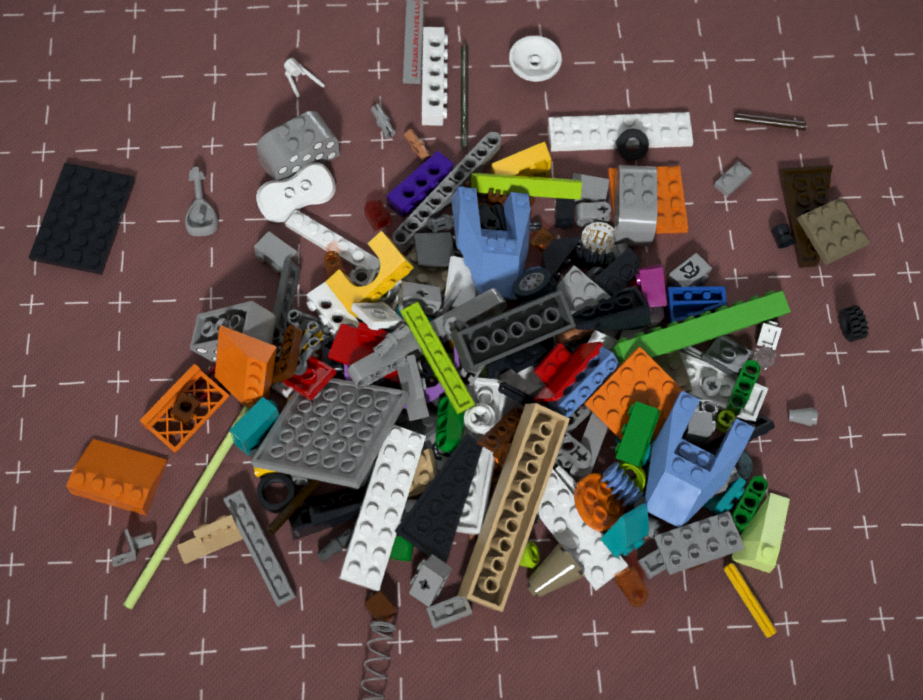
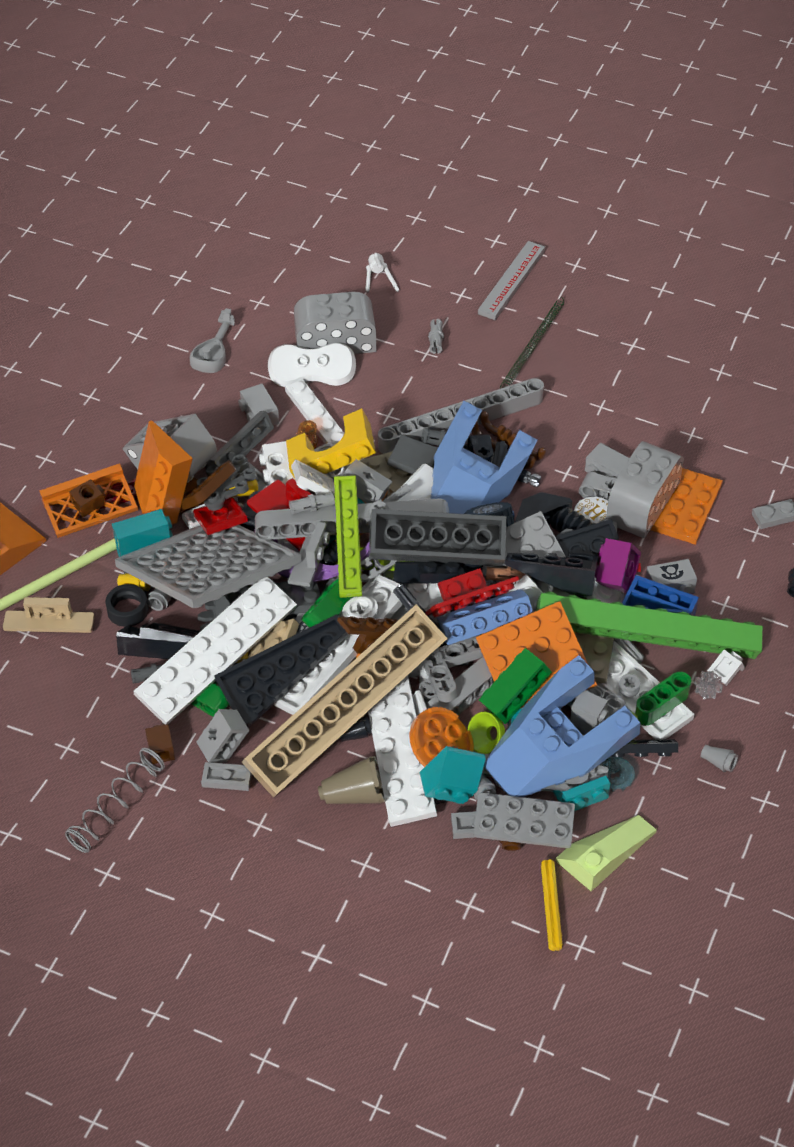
camera: 30 degrees right, 15 degrees down
(82, 218) = (101, 317): black plate -> none
(259, 548) = (79, 645): light grey tile -> none
(292, 506) = (138, 618): dark brown piece -> none
(377, 214) = (378, 406): clear red brick -> none
(410, 186) = (435, 397): dark purple brick -> none
(417, 145) = (457, 369): nougat pin -> none
(433, 64) = (510, 316): white brick -> none
(528, 185) = (546, 436): lime tile -> none
(529, 162) = (550, 420): yellow wedge -> none
(530, 556) = (337, 758): lime cone -> none
(538, 52) = (623, 333): white dish -> none
(542, 239) = (531, 489): clear orange plate -> none
(564, 212) = (571, 476): black brick -> none
(603, 131) = (678, 430): white plate -> none
(621, 484) = (470, 730): medium blue piece -> none
(625, 136) = (682, 429): black tyre -> none
(630, 583) = (429, 835): clear orange piece -> none
(727, 355) = (663, 663): dark grey tile -> none
(753, 496) = (612, 804): green beam -> none

